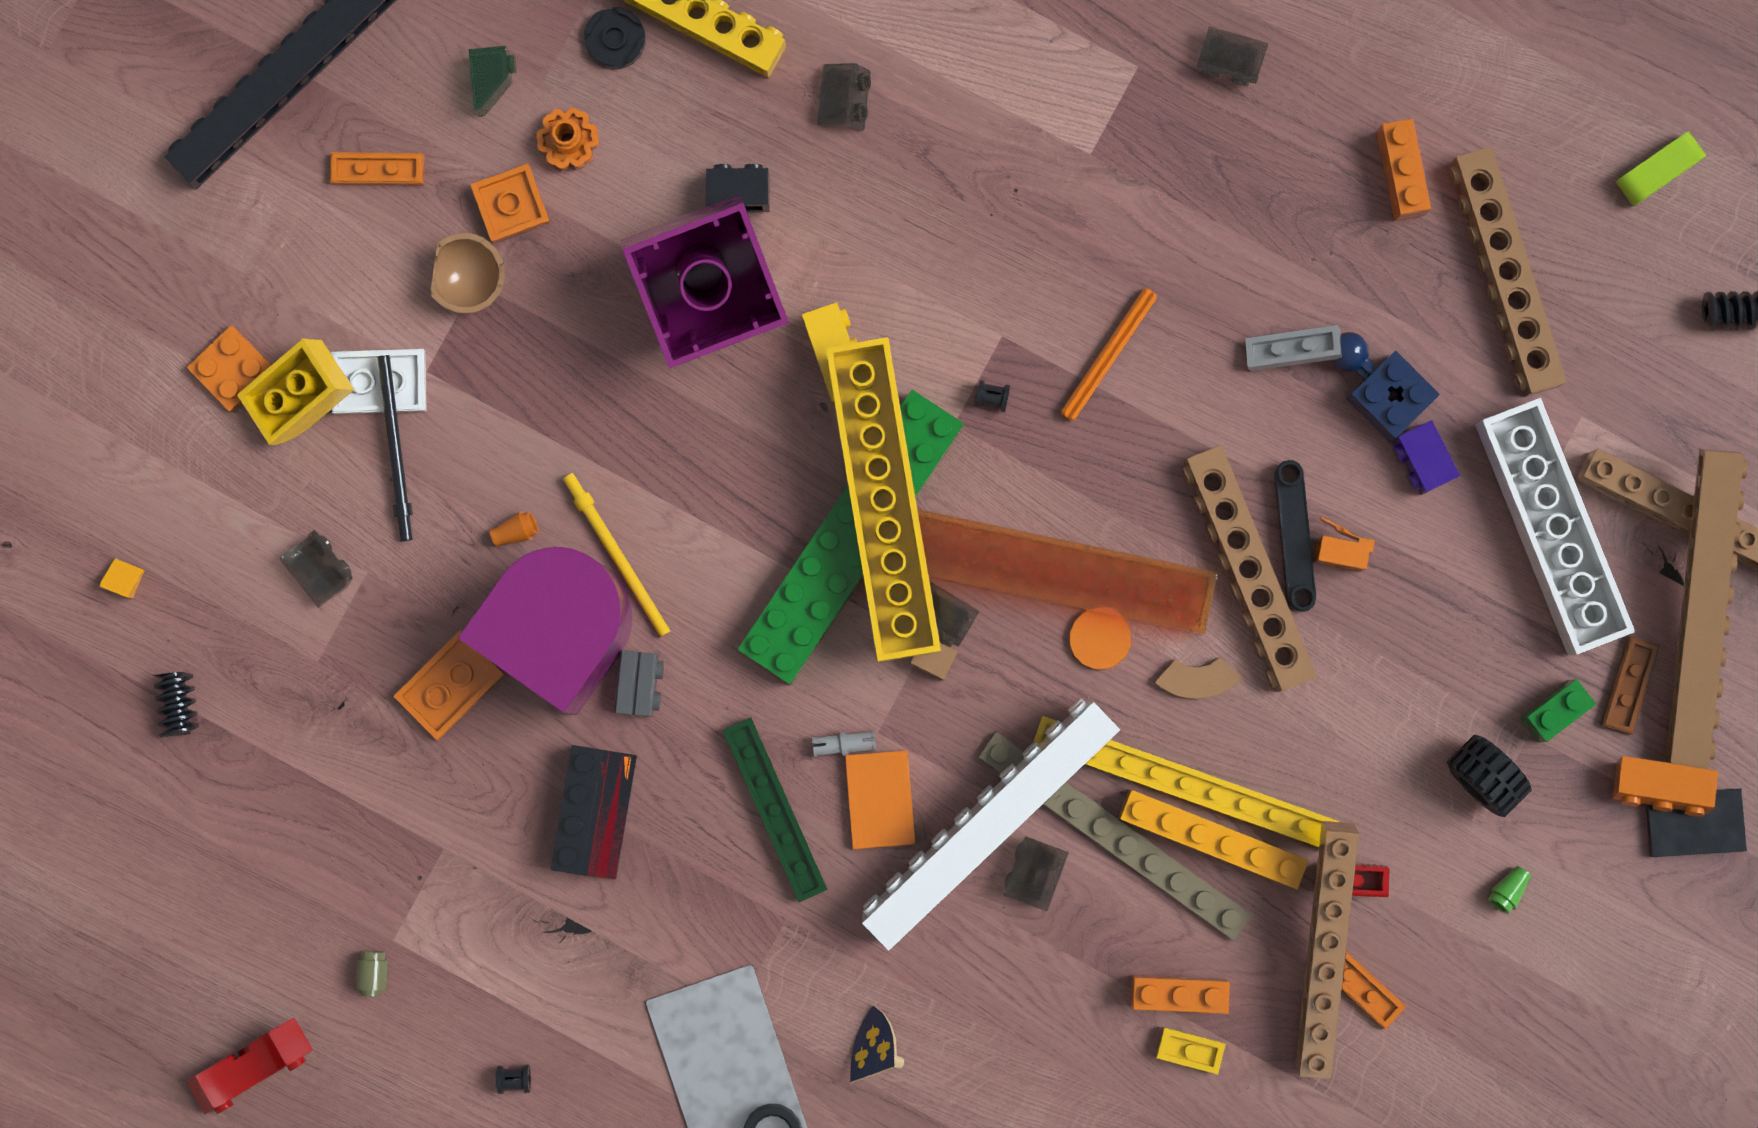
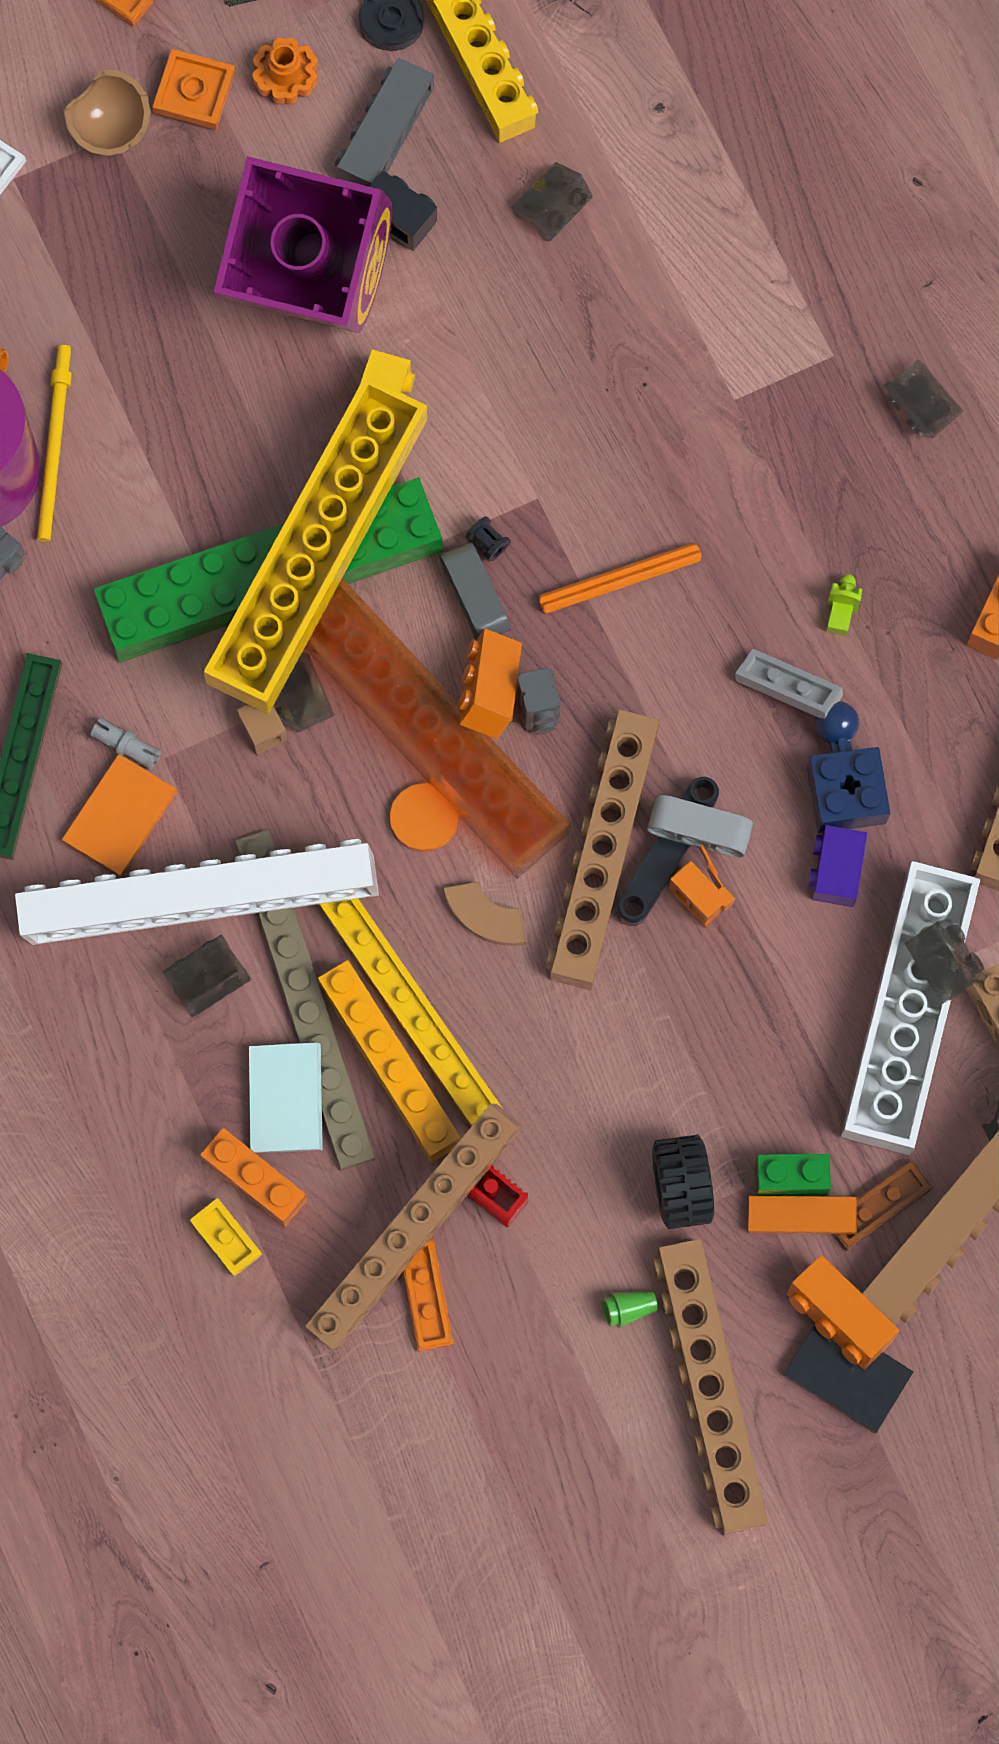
camera: 30 degrees right, 10 degrees down
(677, 129) = (386, 124): none -> dark grey brick
(1013, 443) = (474, 590): none -> dark grey beam
(1081, 508) = (490, 683): none -> orange brick
(1125, 495) = (538, 700): none -> dark grey brick
(1158, 920) = (285, 1098): none -> light aqua tile
(1285, 256) = (842, 602): none -> lime piece
(1309, 503) = (700, 825): none -> light grey beam
(1562, 478) = (946, 959): none -> clear smoke bracket
(1585, 733) = (802, 1215): none -> orange tile
(1699, 973) = (691, 1259): none -> medium nougat brick

